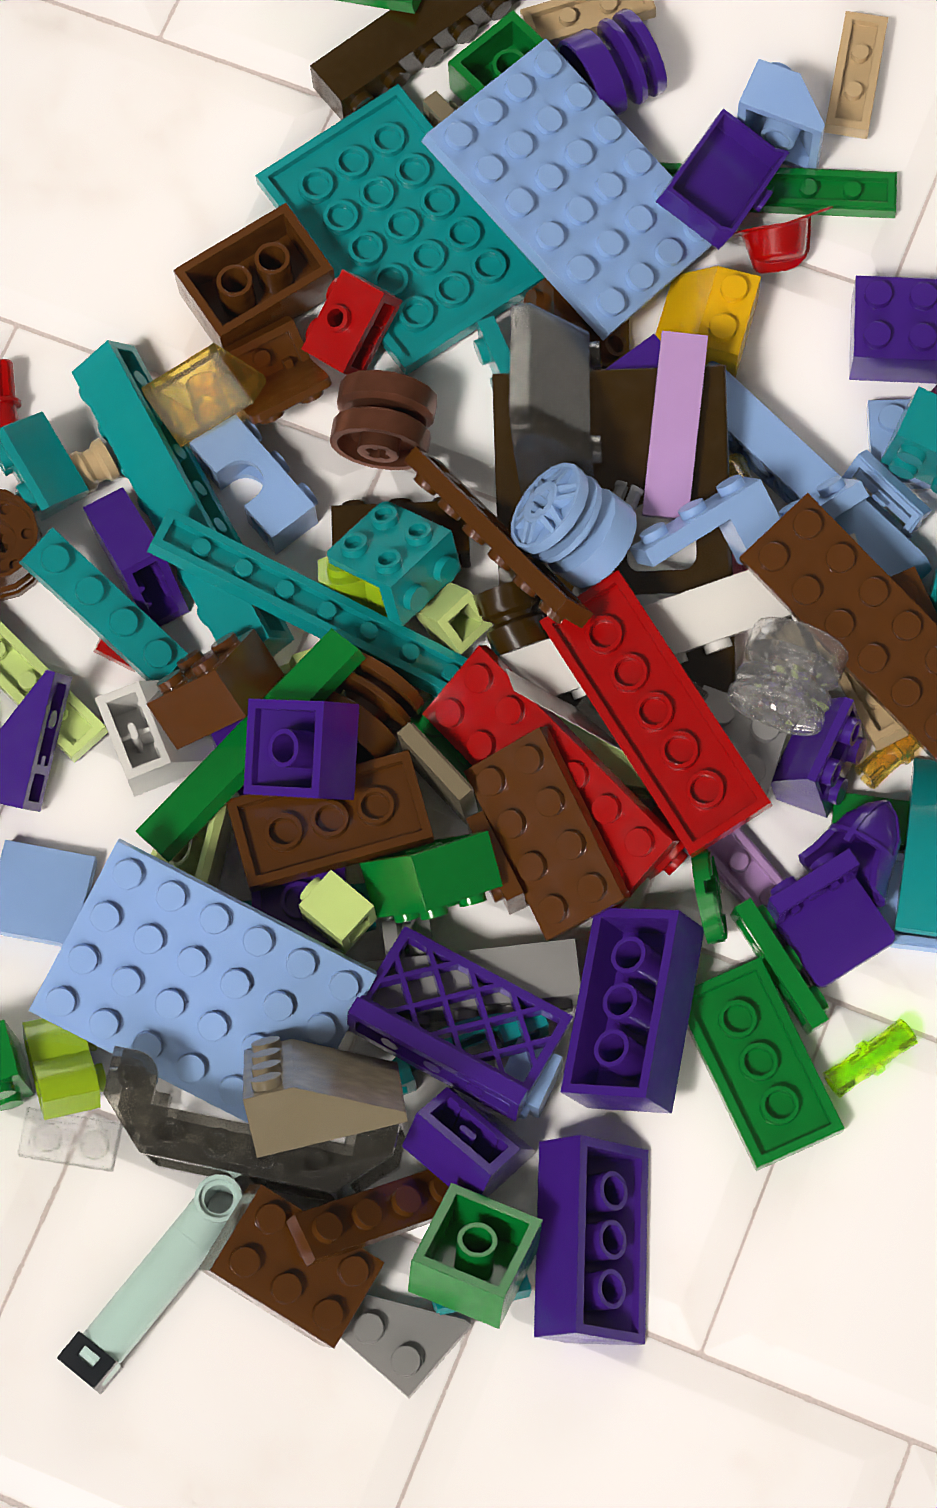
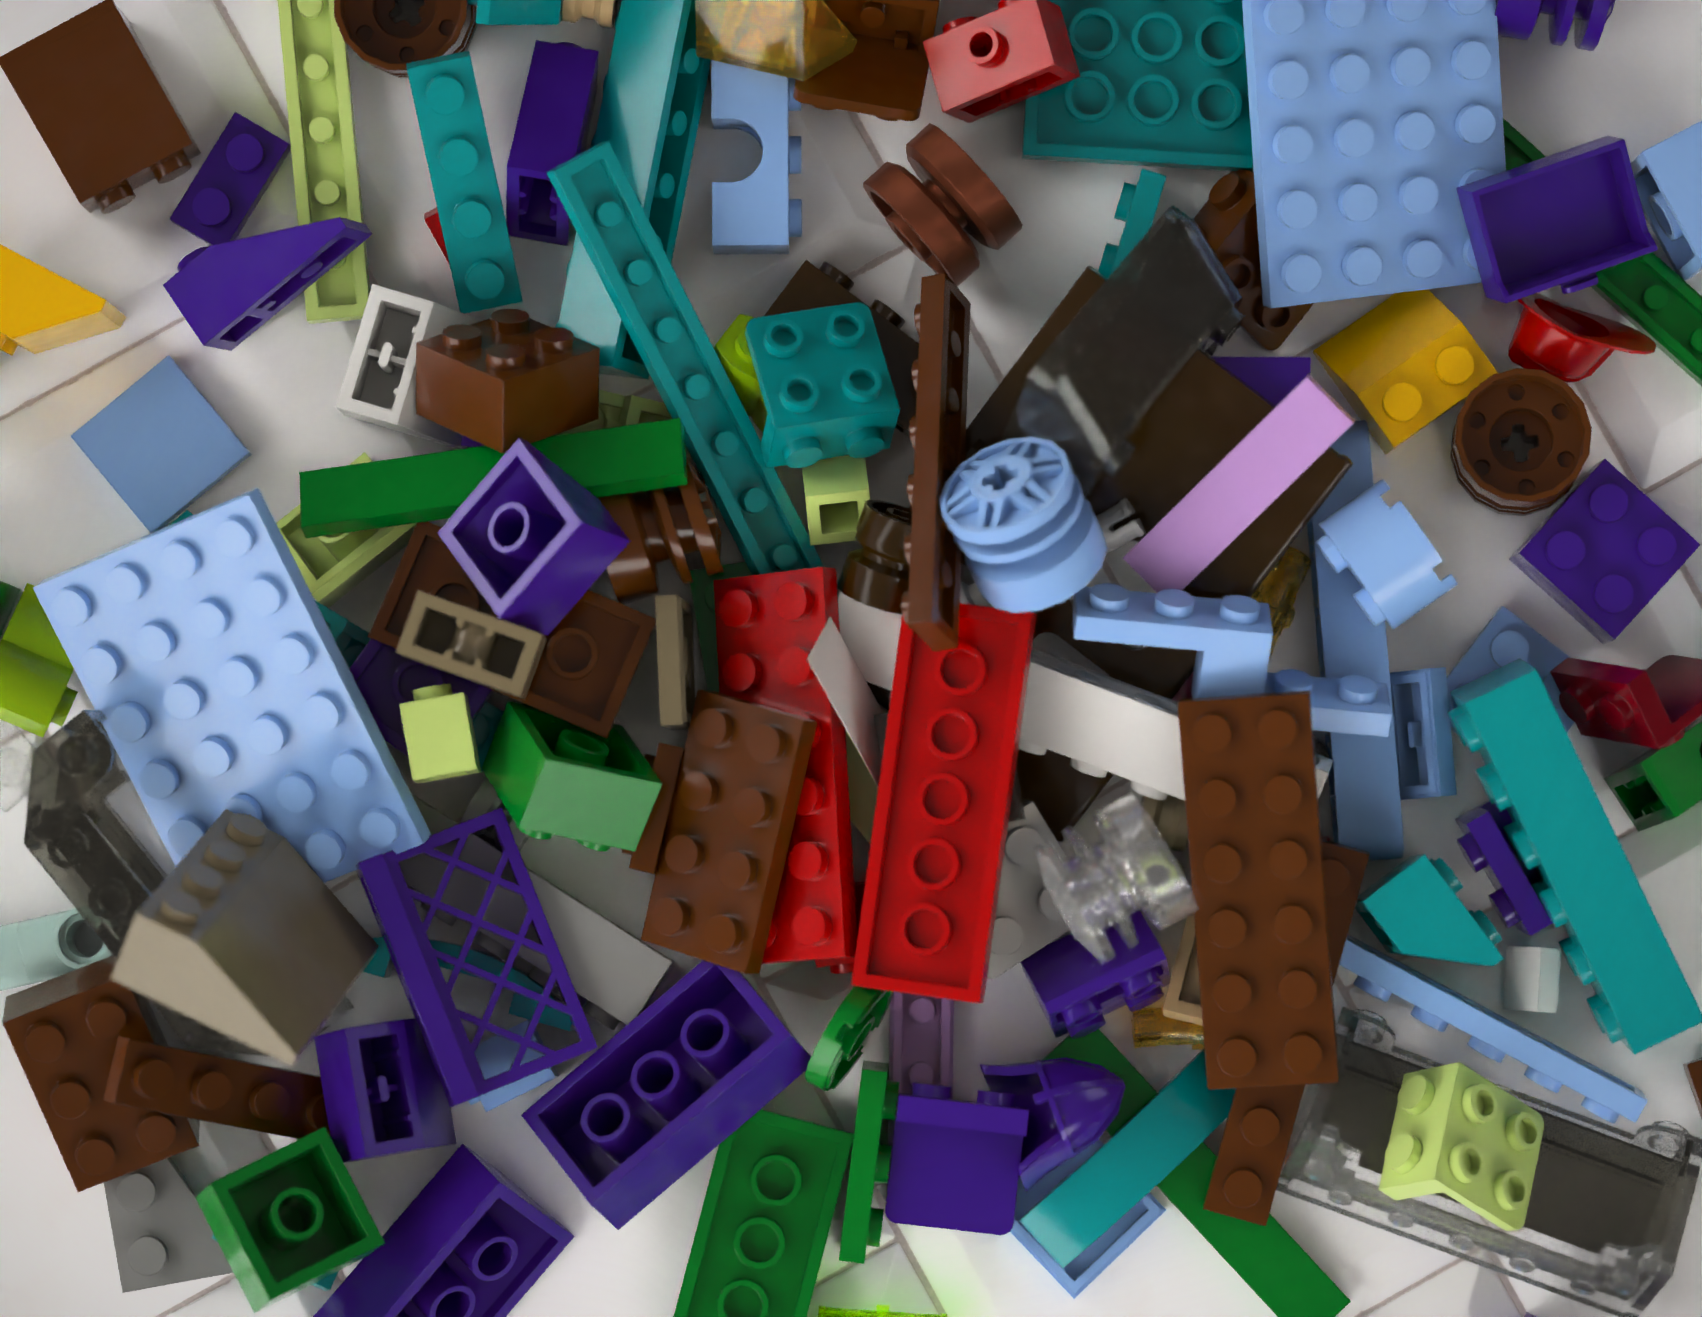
camera: 35 degrees right, 15 degrees up
(315, 834) = (471, 645): none -> dark tan brick
(784, 405) = (1385, 556): none -> light blue brick
(803, 282) = (1546, 416): none -> reddish brown wheel

